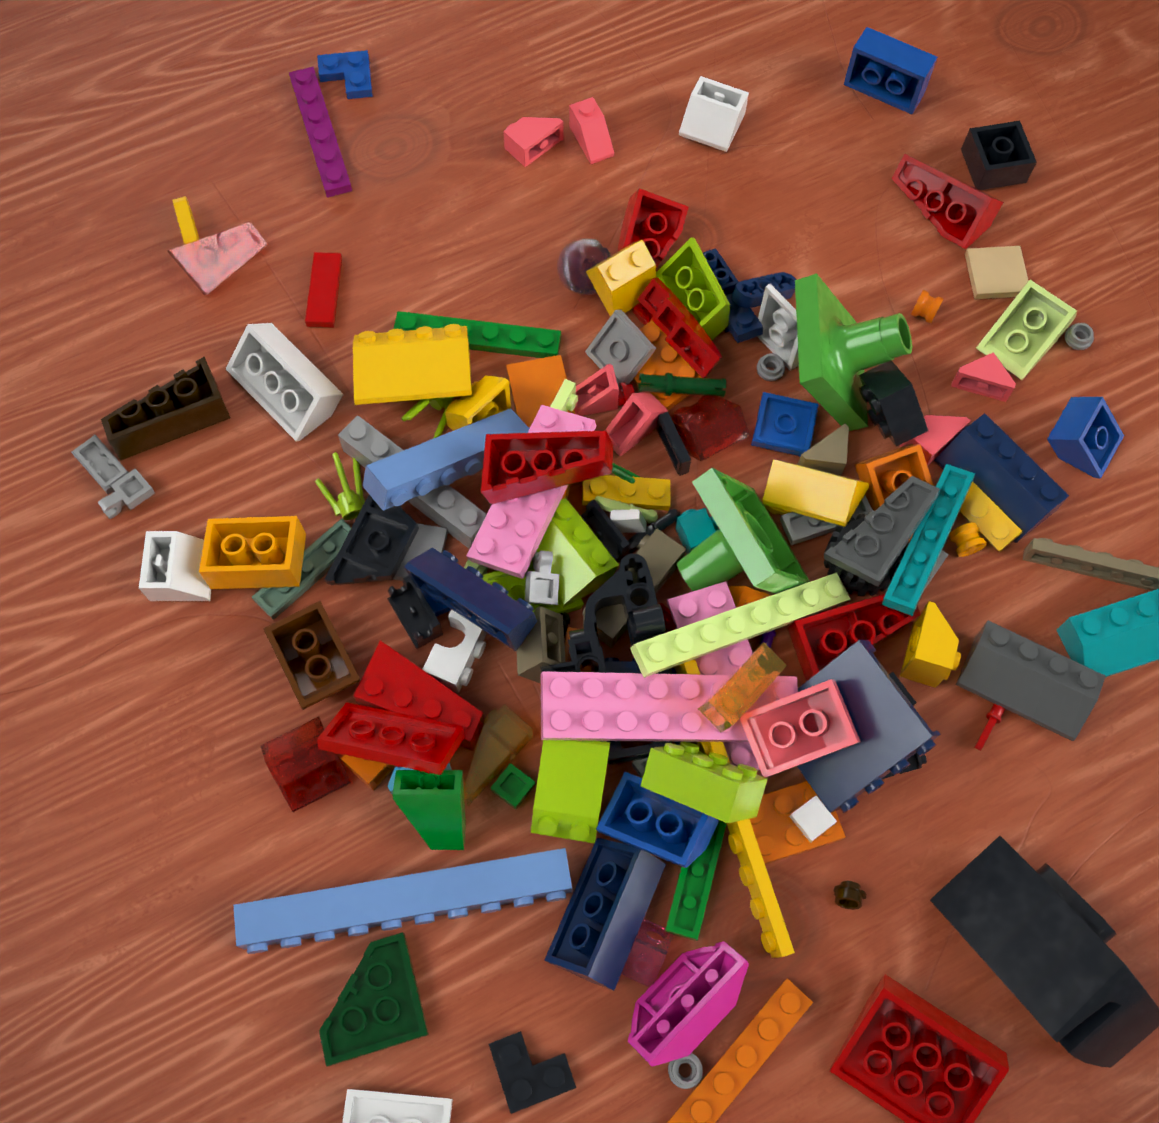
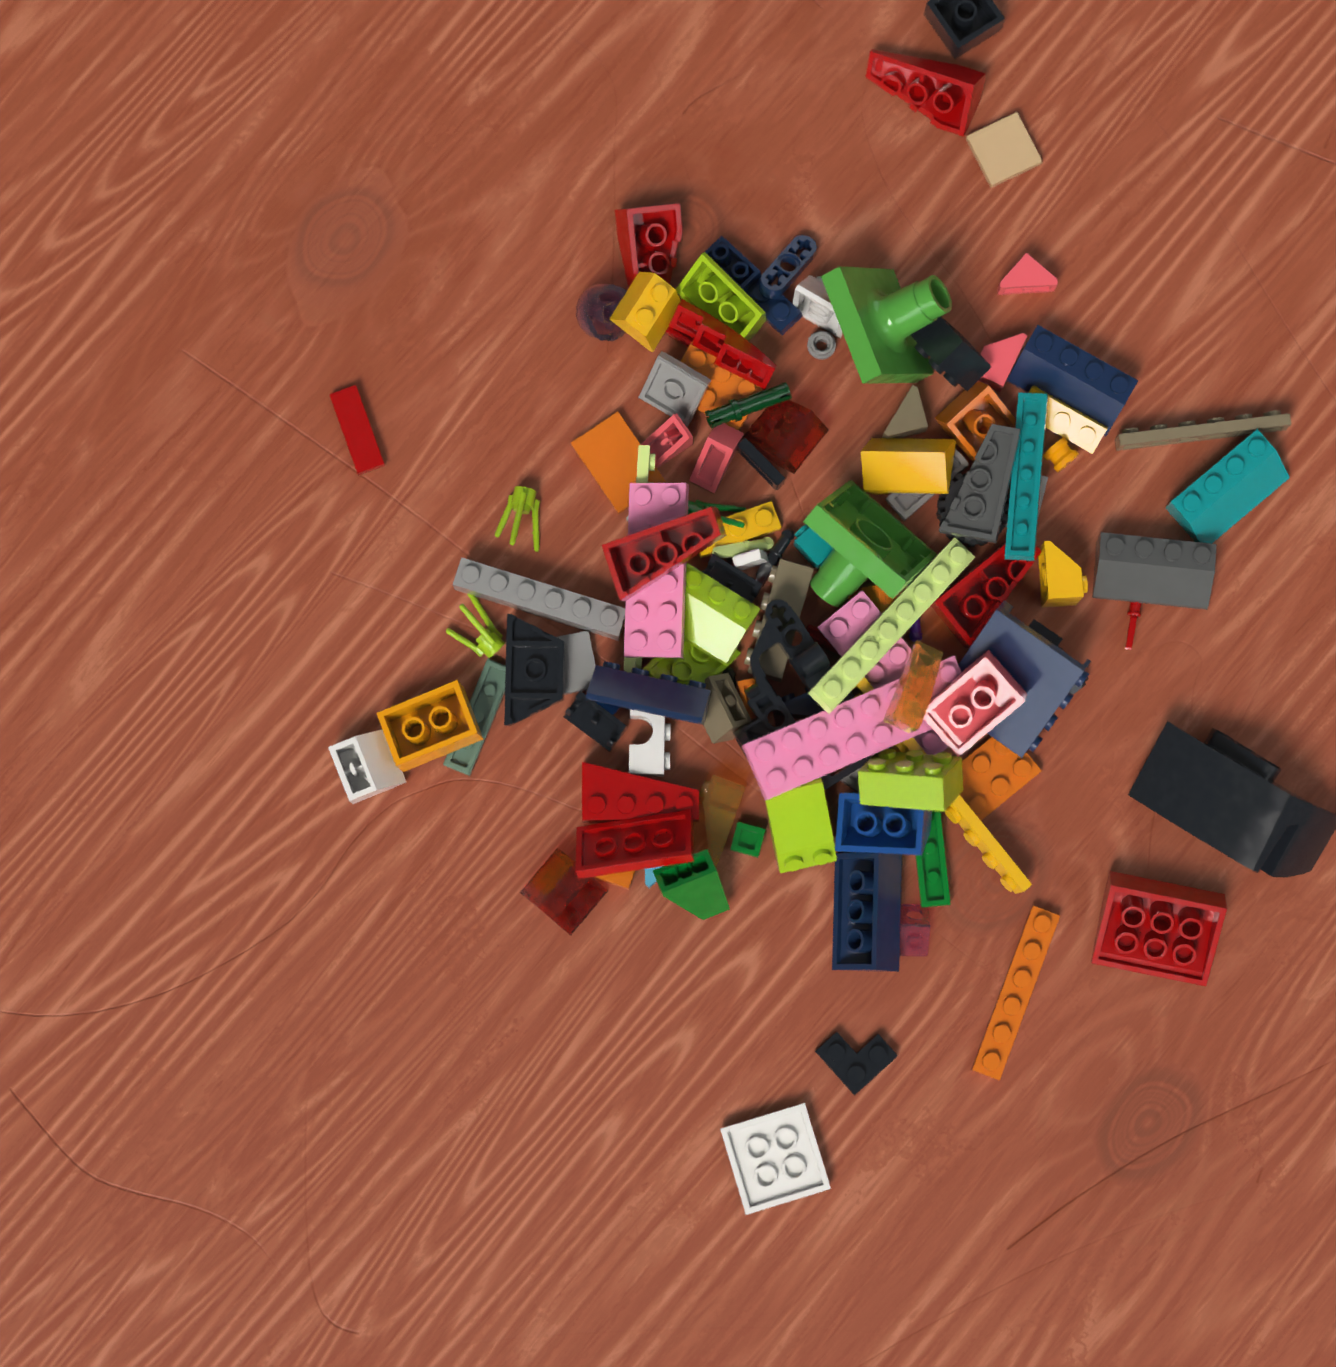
camera: 20 degrees left, 15 degrees up
(99, 463) = (241, 695): light grey plate -> none
(128, 491) = (281, 710): light grey plate -> none
(167, 412) = (280, 620): dark brown wedge -> none
(185, 220) = (194, 420): yellow beam -> none
(218, 256) = (240, 437): clear red wing -> none
(283, 380) = (368, 544): white slope -> none
(311, 655) = (529, 799): reddish brown slope -> none
(320, 132) = (264, 249): magenta plate -> none
(348, 66) = (259, 157): blue plate -> none
(376, 1006) = (713, 1058): dark green plate -> none
(402, 899) = (698, 968): medium blue brick -> none
(411, 364) = (489, 486): yellow slope -> none
(435, 461) = (567, 570): medium blue brick -> none
(488, 398) = (566, 500): yellow slope -> none
(490, 335) = (527, 420): green plate -> none
(532, 137) = (486, 176): coral slope -> none
(542, 584) = (702, 654): light grey plate -> none
(590, 130) = (543, 144): coral slope -> none
(625, 392) = (698, 431): red plate -> none
(687, 1003) = (960, 956): dark pink wedge -> none
(695, 1076) = (984, 1001): light grey plate -> none
(714, 113) = (661, 77): white slope -> none
(784, 424) = (855, 404): blue plate -> none
(813, 818) = (1009, 768): white tile -> none
(849, 895) = (1060, 818): dark brown plate -> none
(926, 306) = (948, 220): orange wheel -> none
(1027, 329) = (1050, 210): yellowish green slope -> none
(1084, 333) = (1108, 188): light grey plate -> none
(1086, 435) = (1138, 303): blue slope -> none

